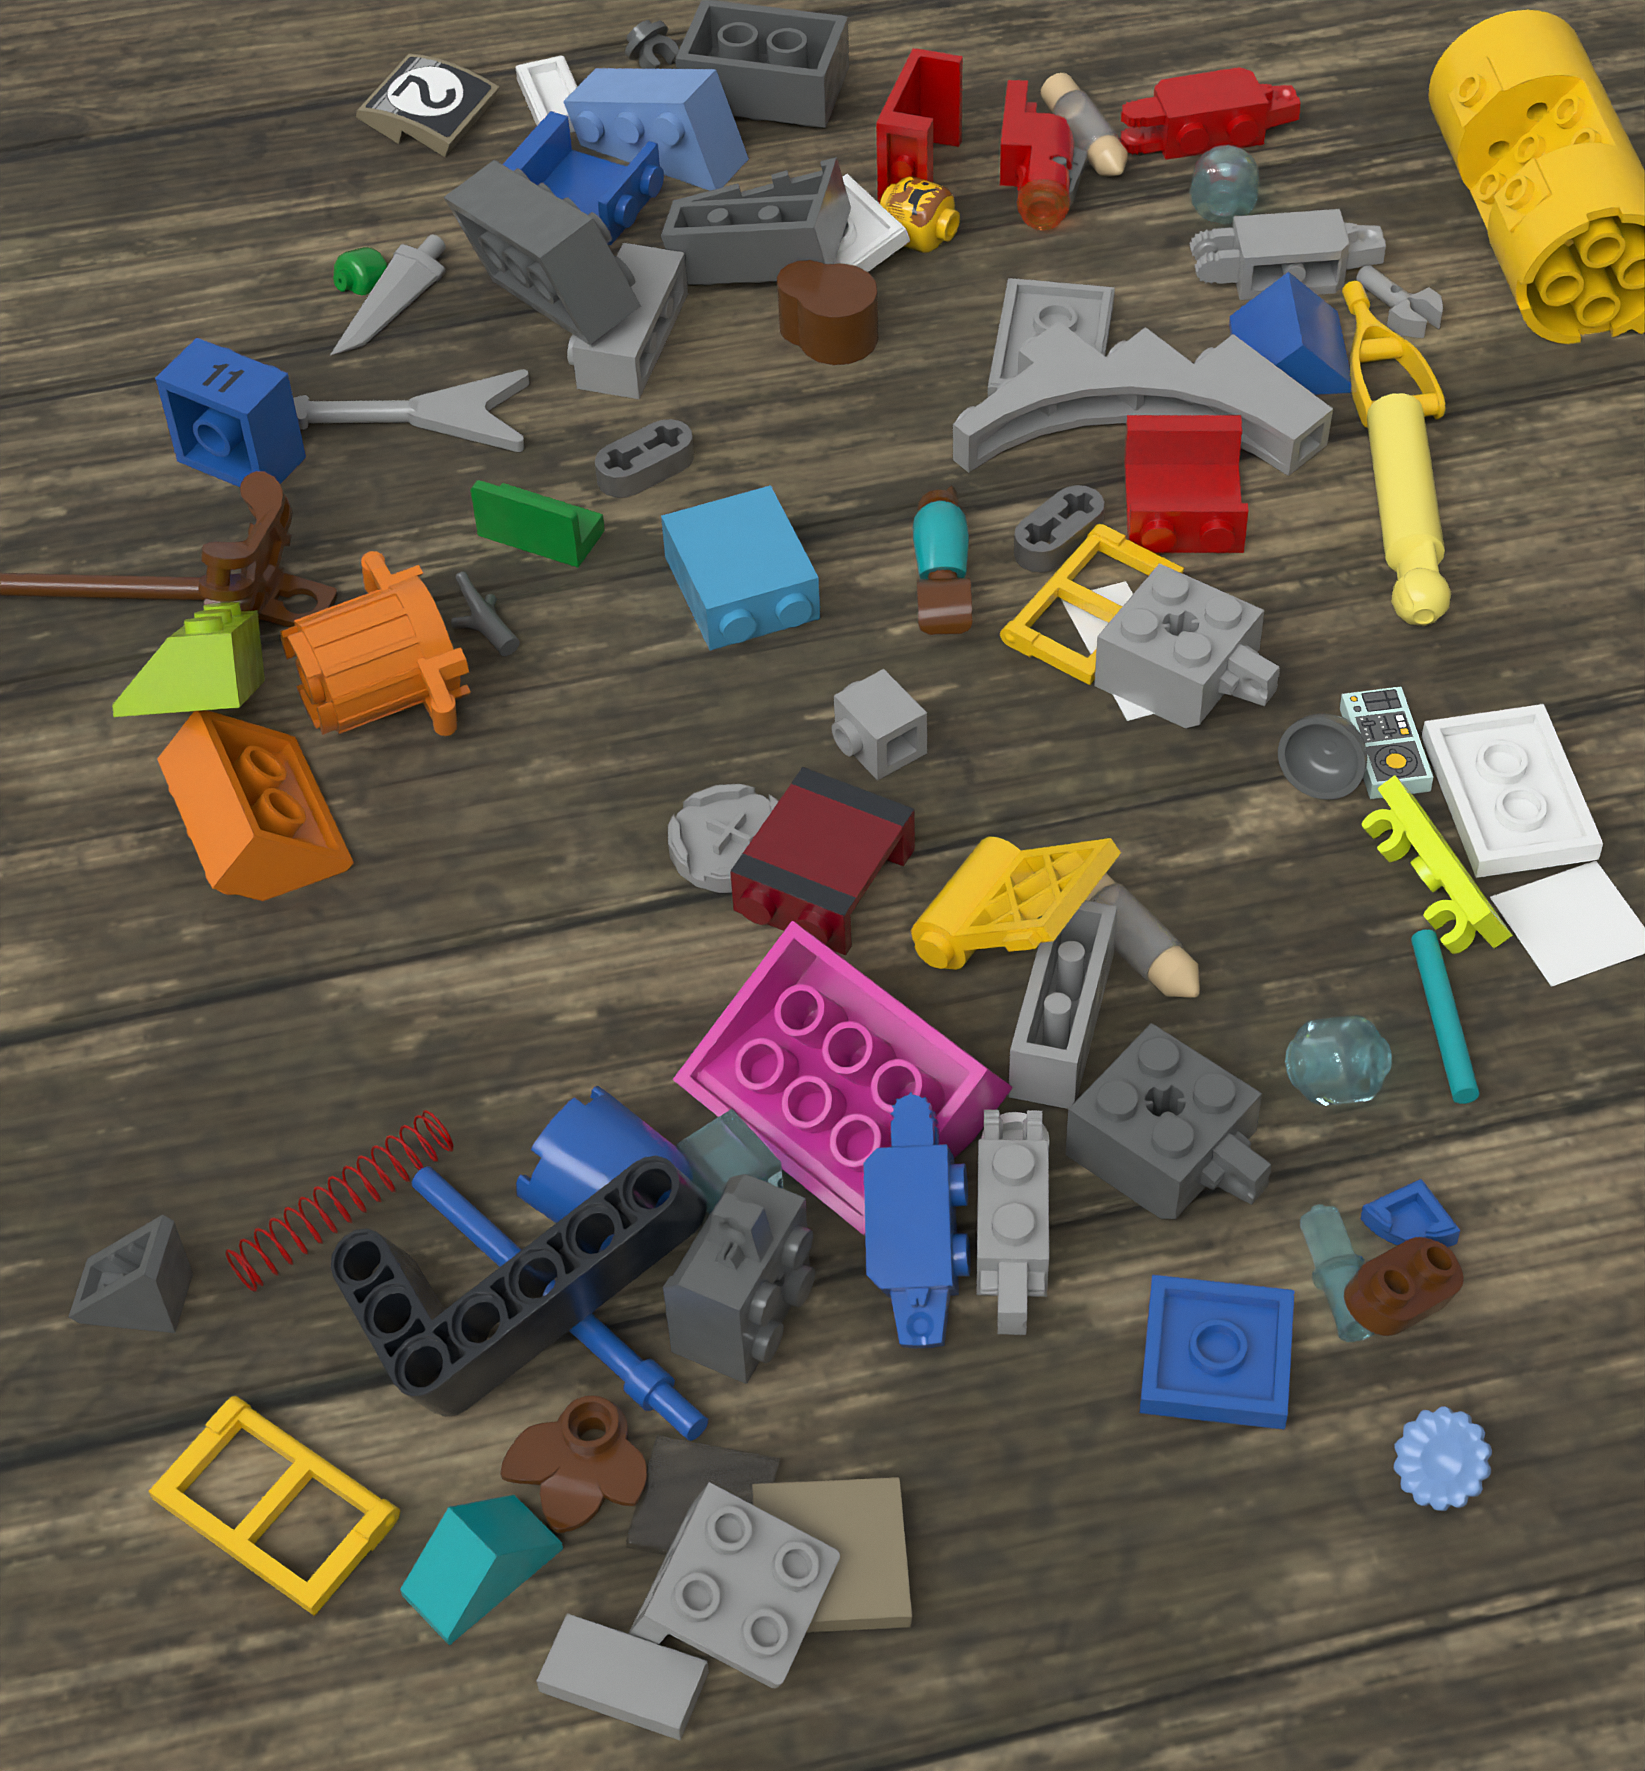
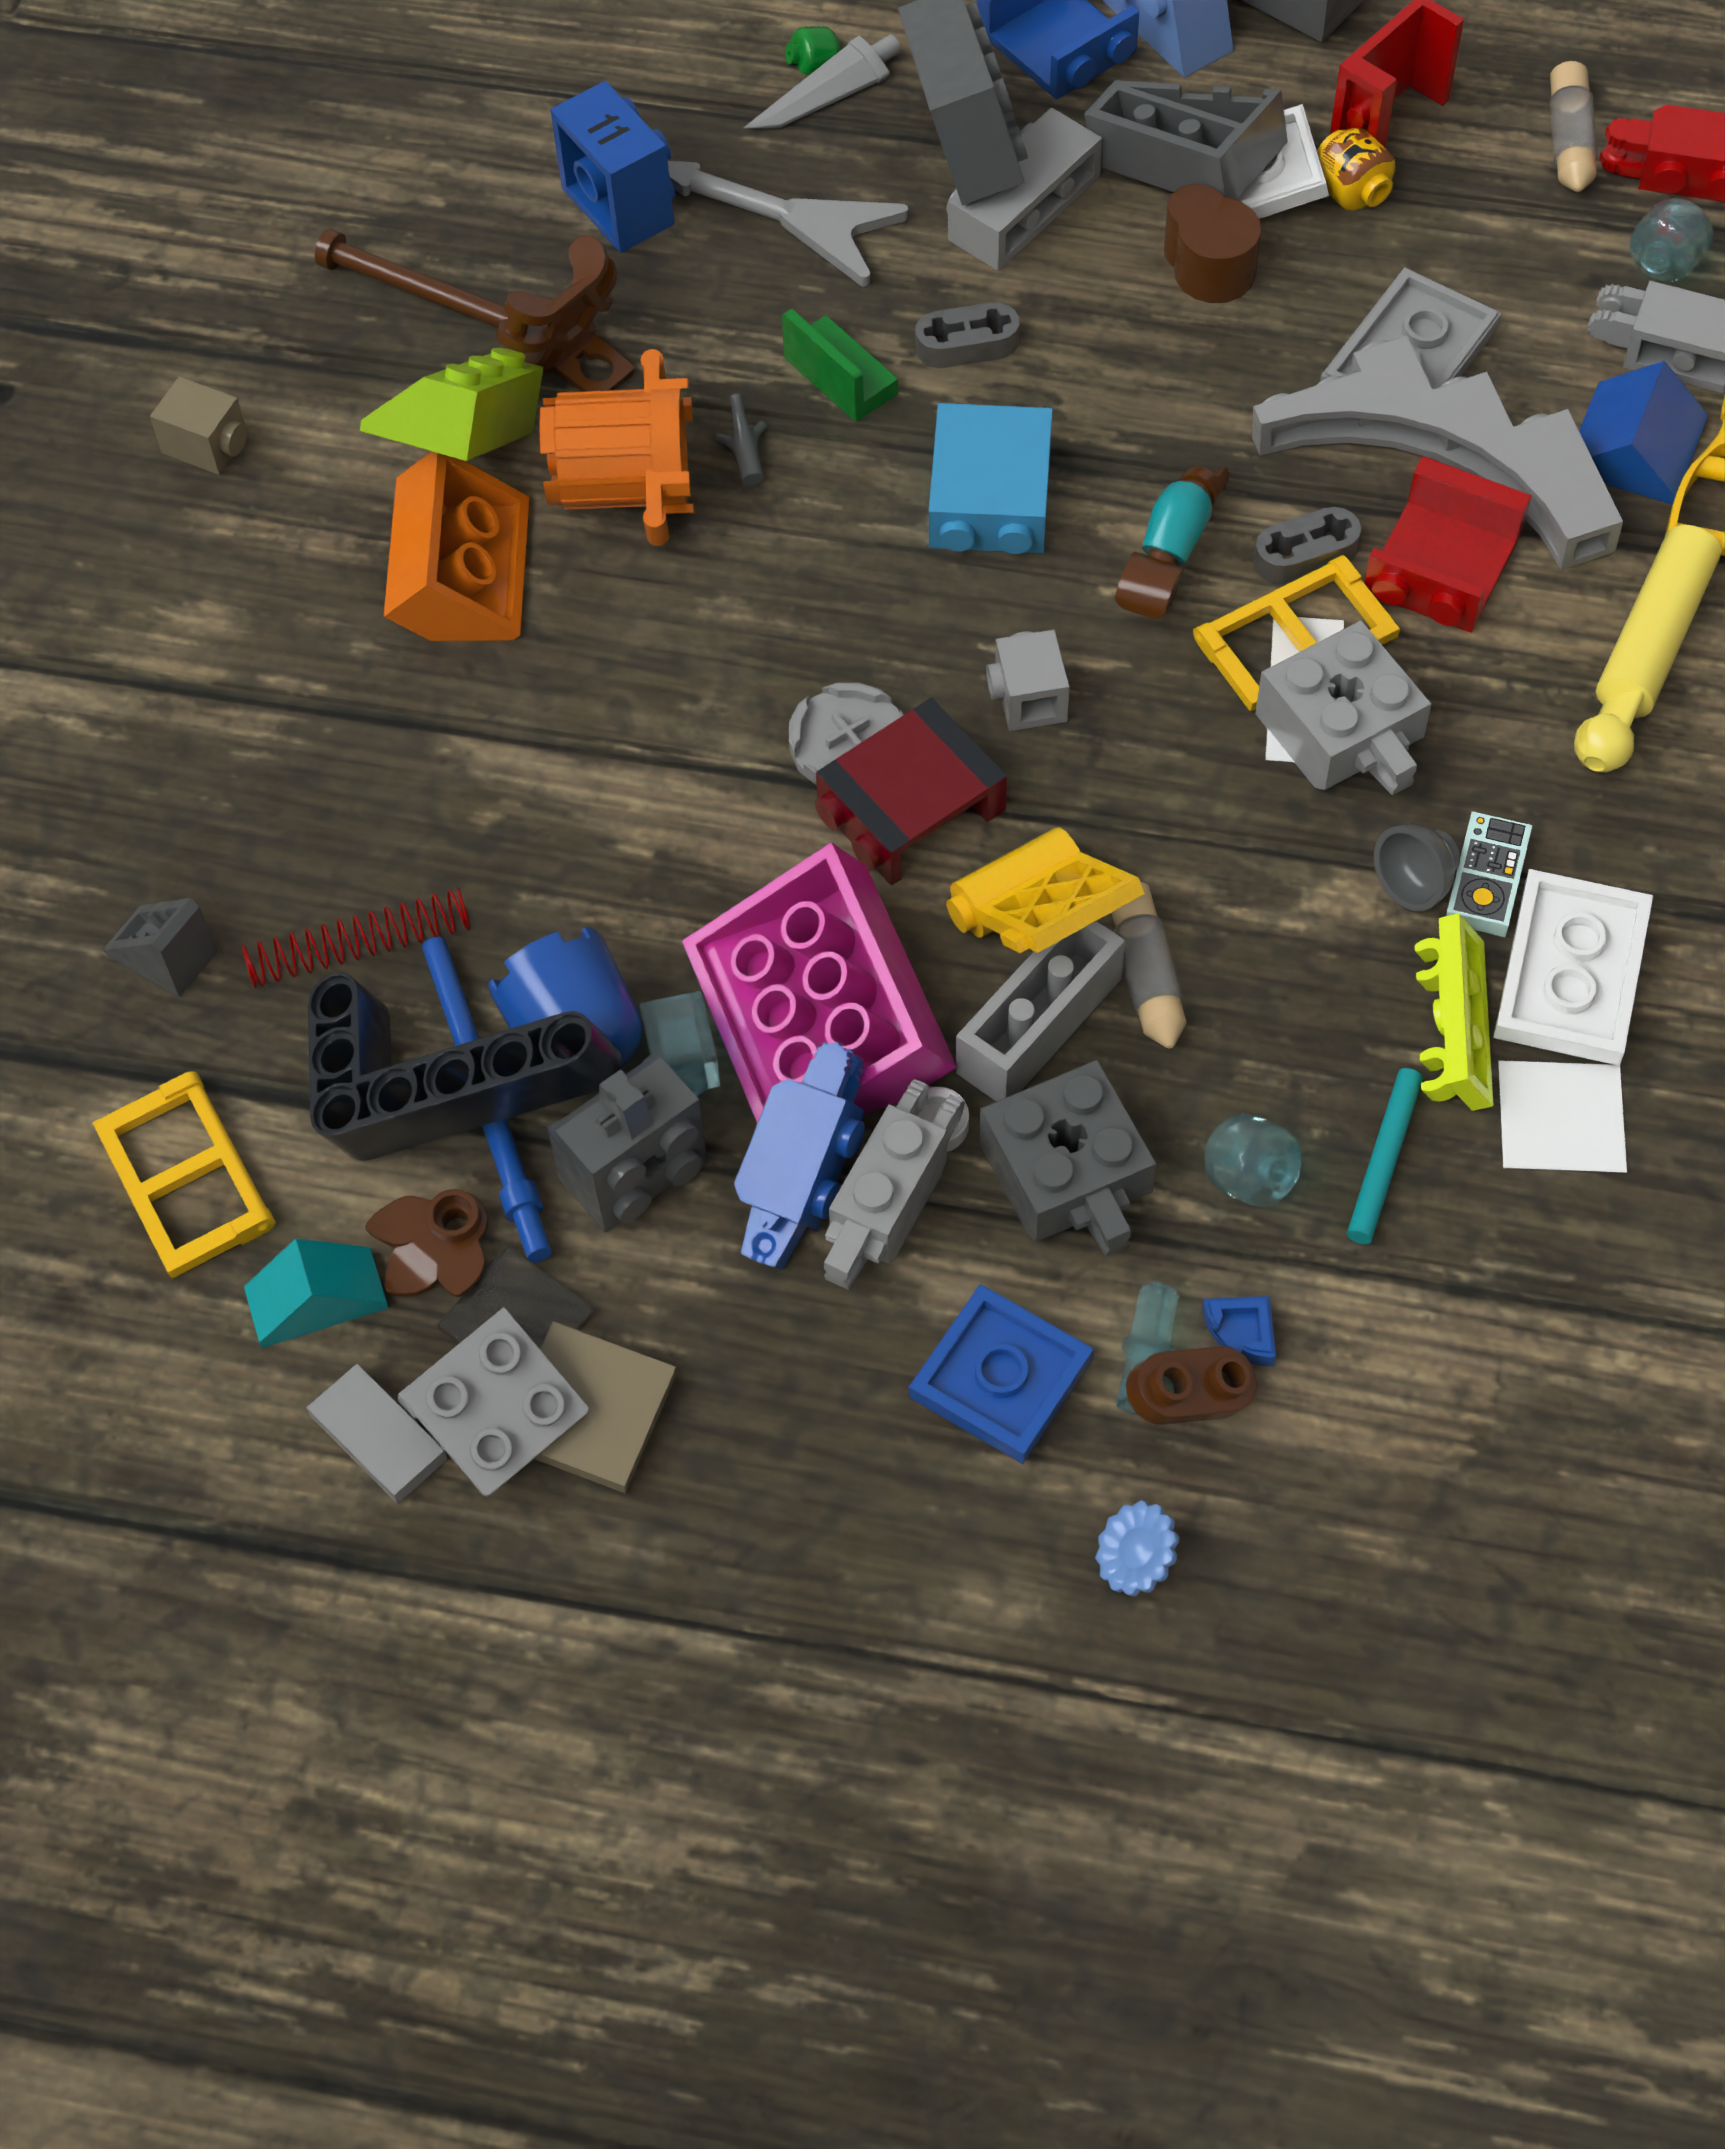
camera: 25 degrees right, 10 degrees up
(1038, 159) = (1502, 148): red plate -> none

